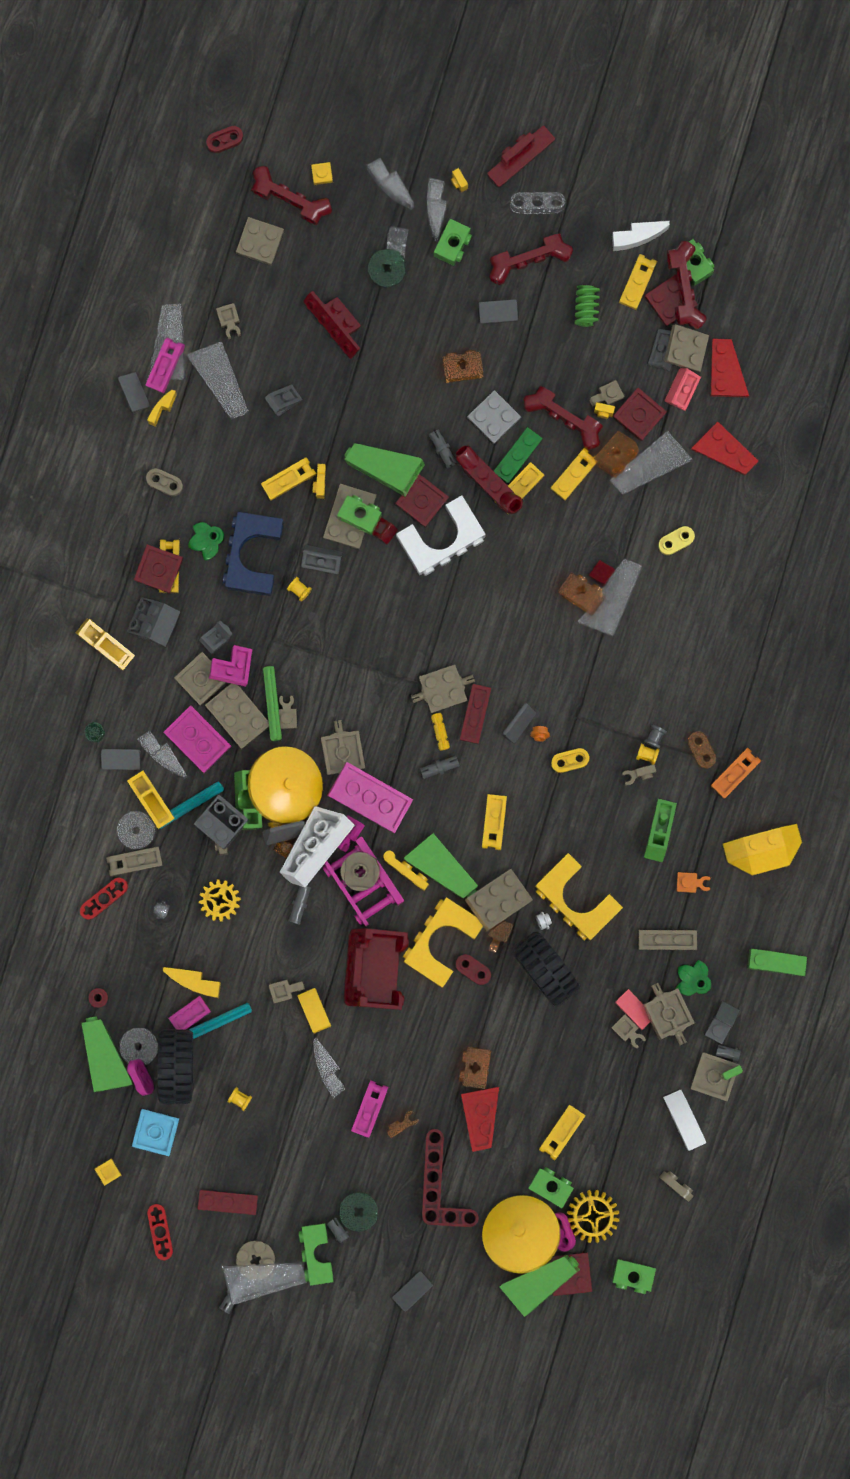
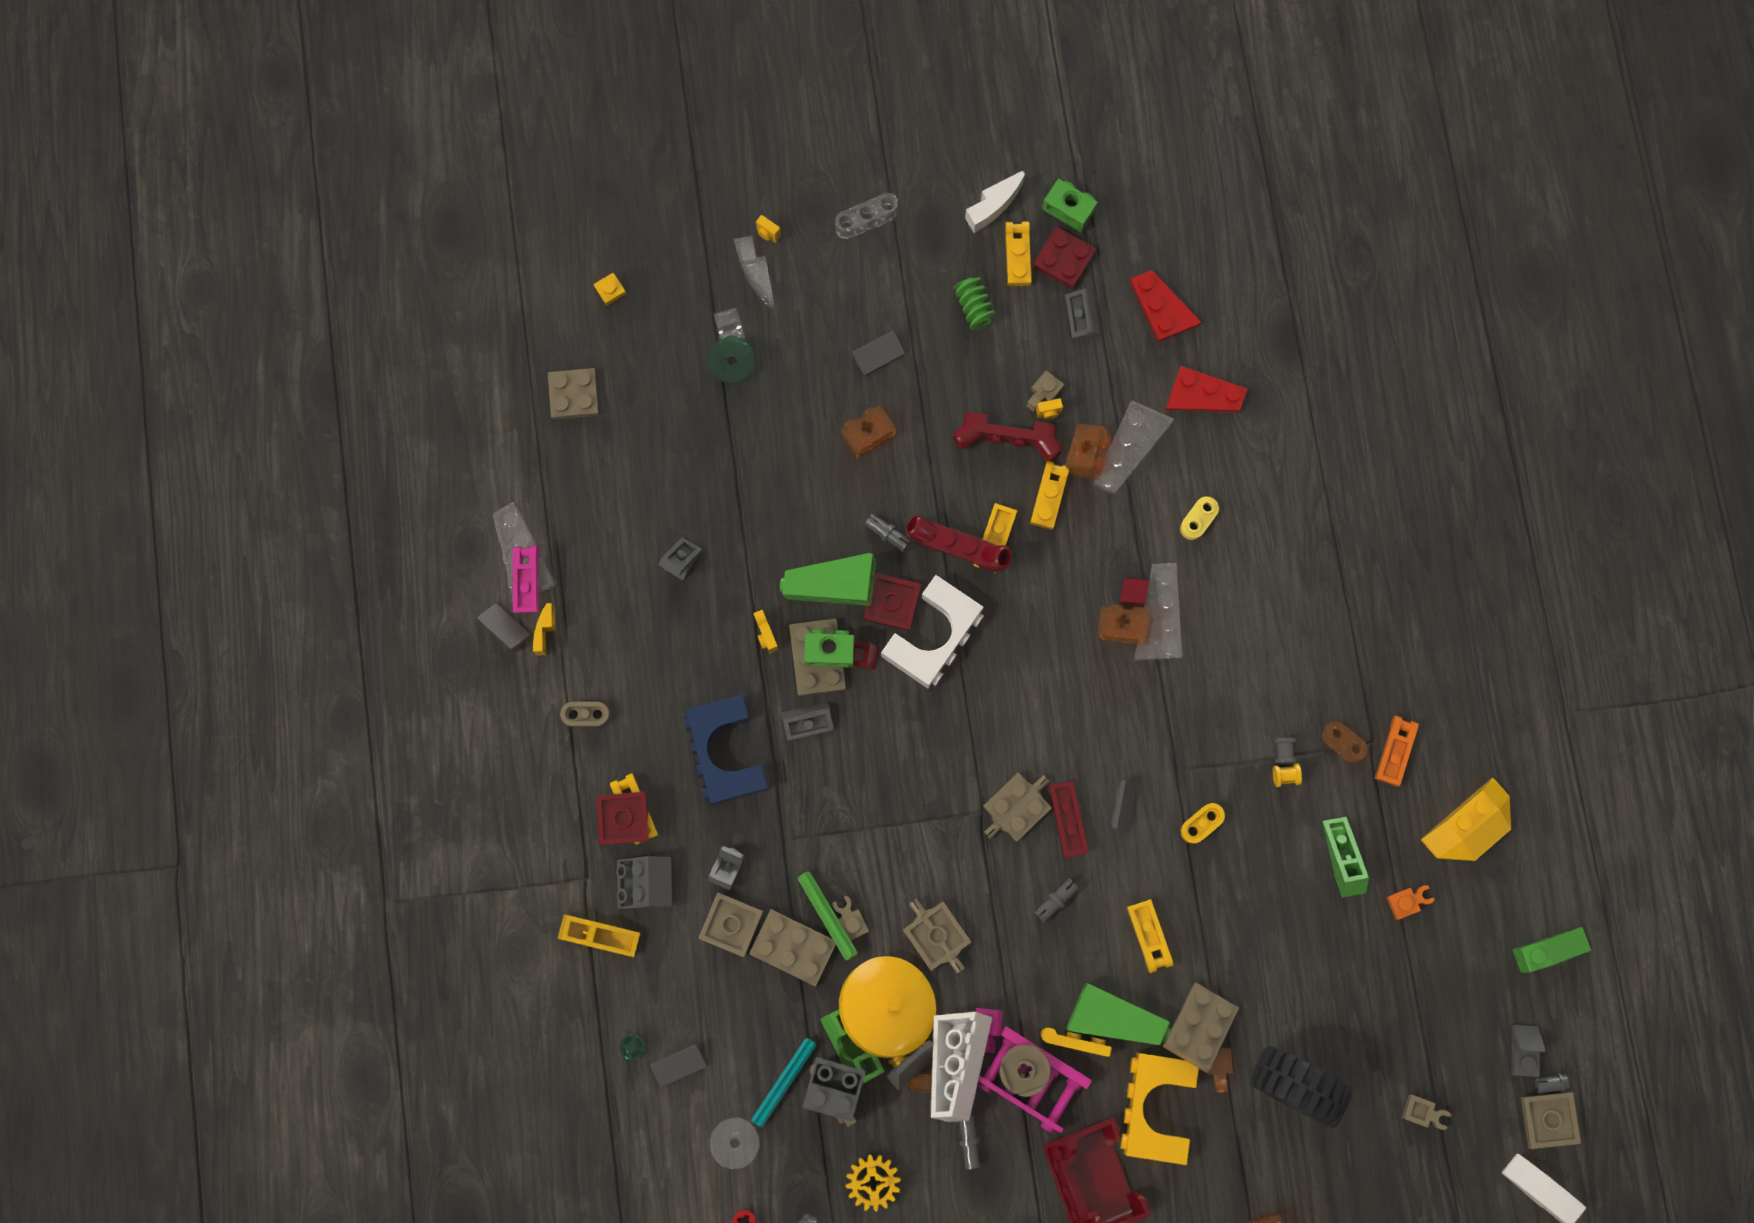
camera: 25 degrees left, 5 degrees down
(135, 861) = (750, 1181): dark tan plate -> none
(150, 799) = (735, 1098): yellow slope -> none
(162, 755) = (726, 1037): clear slope -> none
(197, 739) = (758, 999): dark pink plate -> none
(203, 541) = (661, 761): green plate -> none
(218, 375) = (592, 563): clear wing -> none
(223, 137) = (480, 298): dark red plate -> none
(229, 317) = (576, 494): dark tan plate -> none
(234, 671) = (767, 897): dark pink plate -> none
(265, 187) = (615, 335): dark red plate -> none
(288, 479) = (726, 646): yellow plate -> none
(299, 589) = (797, 767): yellow bush -> none
(336, 321) = (700, 444): dark red bracket -> none
(370, 797) = (993, 974): dark pink plate -> none
(390, 183) = (692, 266): clear slope -> none
(440, 731) = (1037, 858): yellow axle -> none
(457, 232) = (792, 286): bright green brick -> none
(473, 969) = (1209, 1124): dark red plate -> none
(494, 417) = (929, 472): light grey plate -> none
(518, 455) = (976, 501): green plate -> none
(520, 155) = (822, 173): dark red bracket -> none
(540, 733) = (1153, 808): orange plate -> none
(543, 920) = (1262, 1026): white plate -> none
(552, 247) = (904, 256): dark red plate -> none
(552, 888) = (1254, 983): yellow arch -> none
(633, 1009) = (1418, 1083): coral slope -> none
(639, 414) = (1091, 396): dark red plate -> none
(645, 773) = (1294, 798): dark tan plate -> none
(667, 939) = (1416, 982): dark tan plate -> none
(668, 1014) = (1462, 1070): dark tan plate -> none
(678, 259) = (1055, 206): dark red plate -> none
(682, 388) = (1123, 347): coral slope -> none
(686, 348) = (1107, 300): dark tan plate -> none
(691, 977) = (1464, 1014): green plate -> none
(732, 1072) = (1572, 1107): bright green tile -> none

